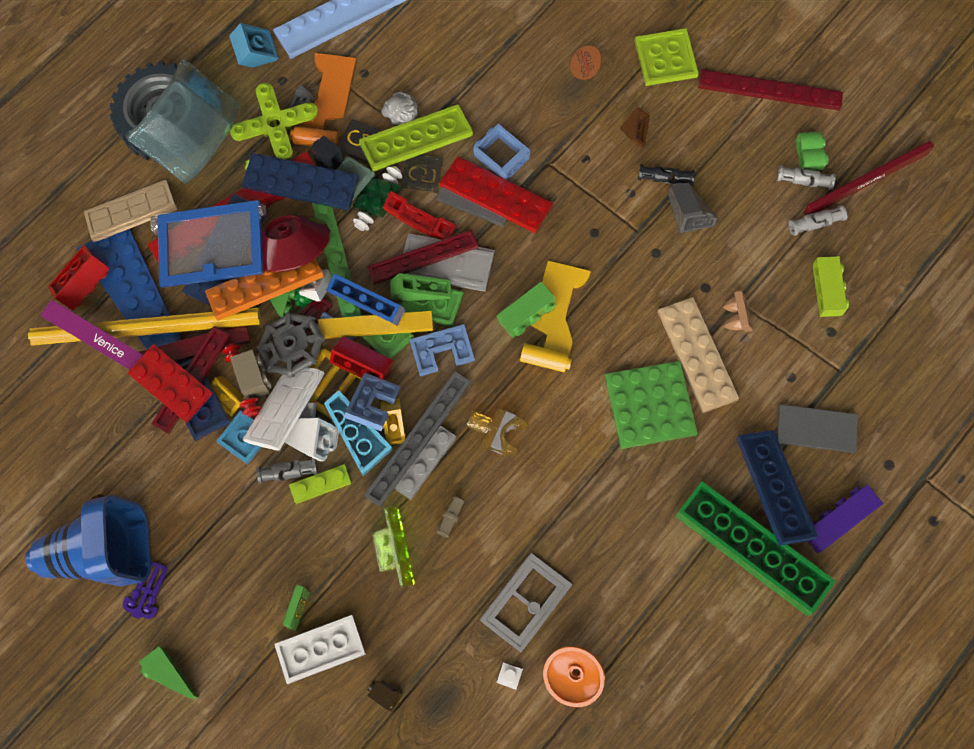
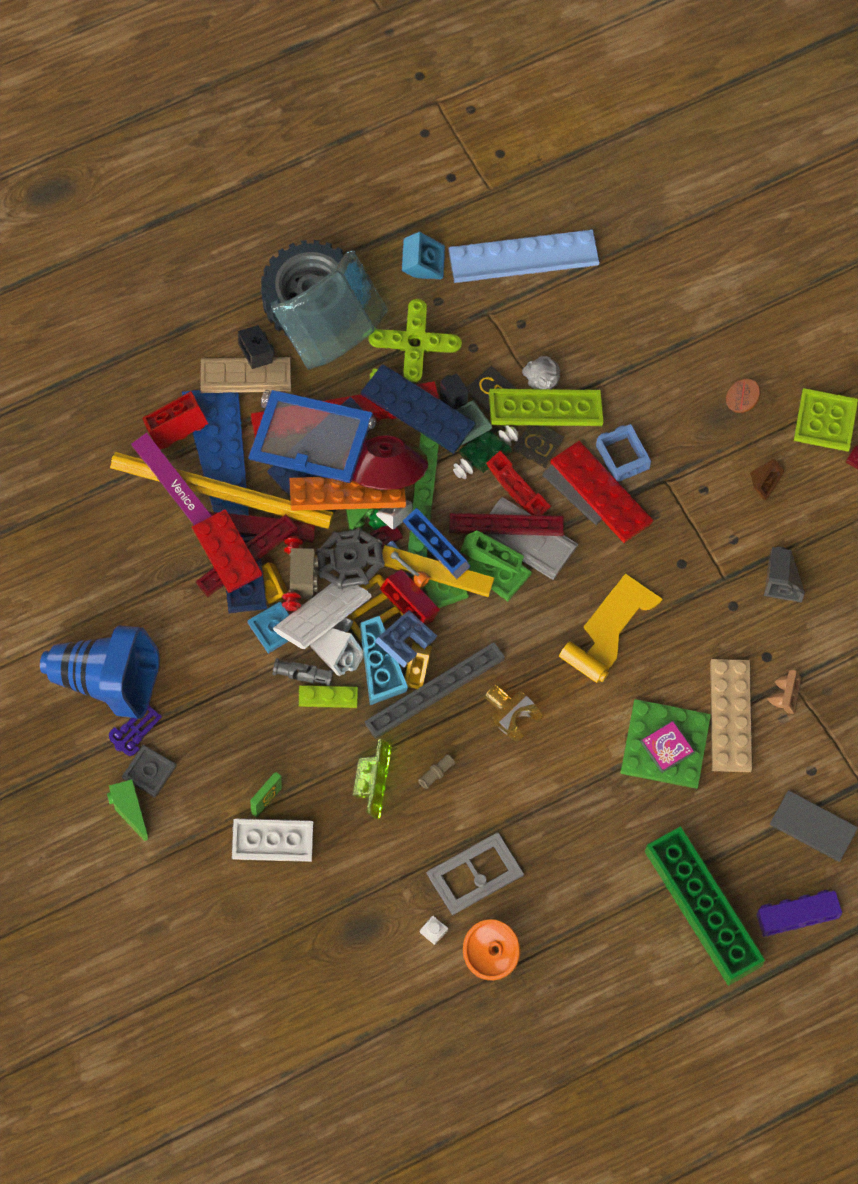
camera: 15 degrees right, 5 degrees down
(129, 181) = (255, 346): none -> black brick
(175, 627) = (149, 771): none -> dark grey tile
(301, 96) = (450, 326): dark grey tile -> none
(331, 99) = (479, 337): orange door -> none
(363, 338) = (420, 578): none -> hinge
(384, 694) = (316, 898): dark brown window -> none
(425, 463) = (433, 715): light grey plate -> none
(427, 345) = (478, 608): medium blue plate -> none
(527, 310) = (584, 611): bright green brick -> none
(655, 407) = (667, 746): none -> tile
(663, 175) = (771, 533): black piece -> none
(776, 488) = (748, 859): dark blue plate -> none

